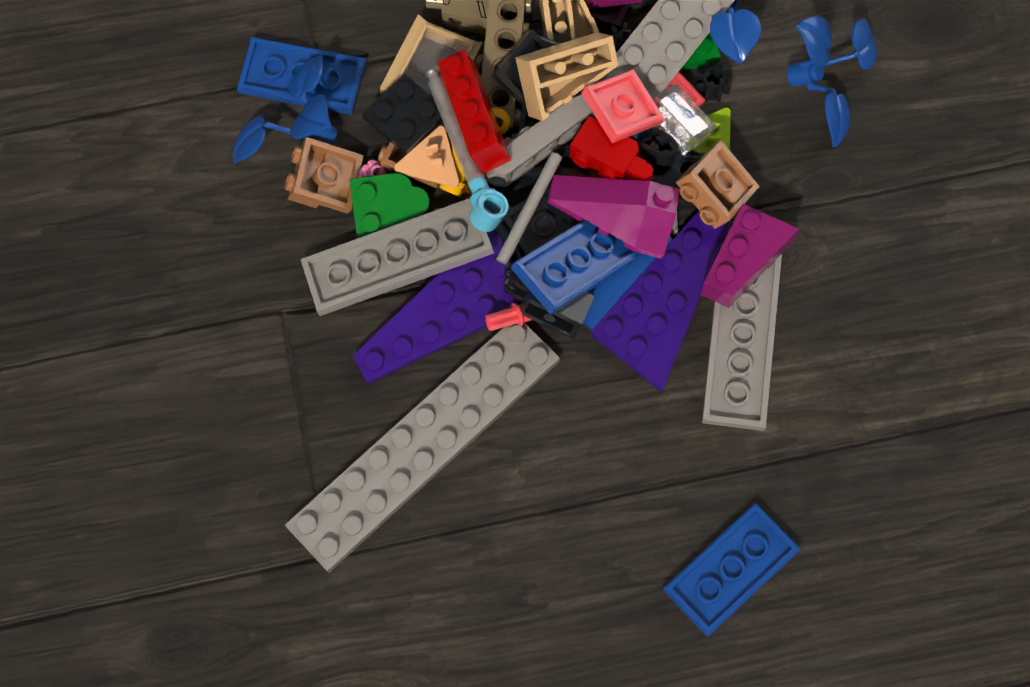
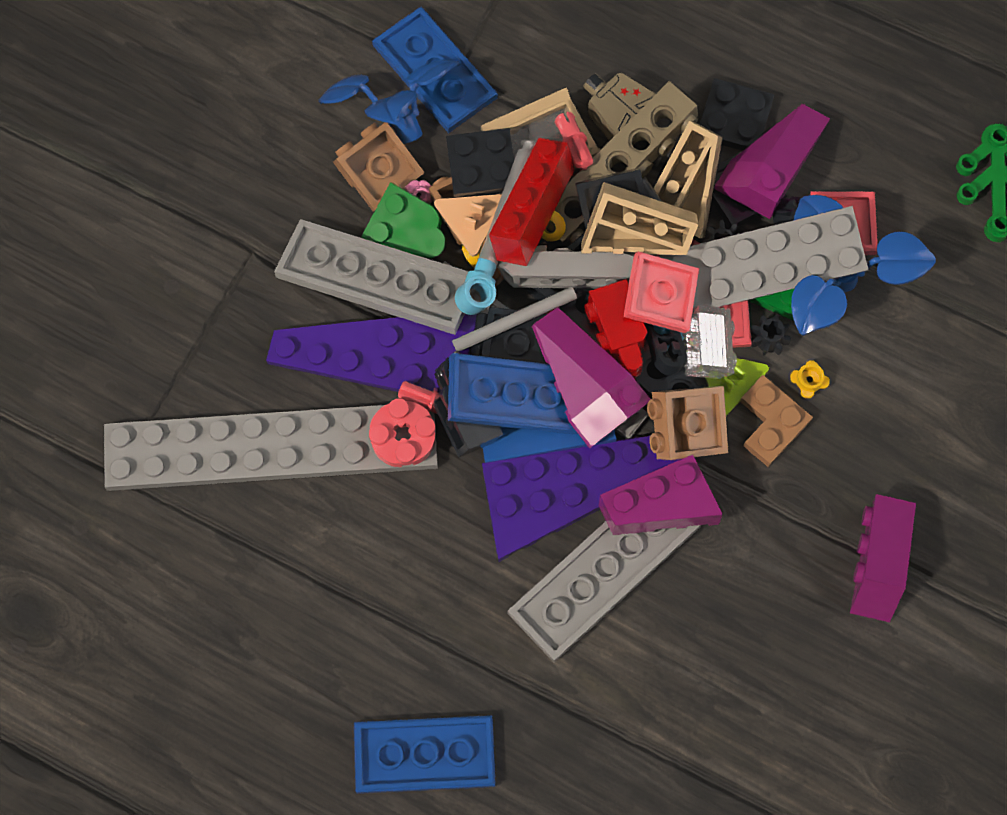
camera: 40 degrees right, 0 degrees up
(454, 44) = (577, 140): none -> coral axle
(506, 367) = (406, 451): none -> coral plate
(764, 86) = (812, 370): none -> yellow plate
(768, 135) = (781, 420): none -> medium nougat plate
(818, 42) = (877, 362): blue plant -> none
(924, 176) = (884, 557): none -> magenta wedge

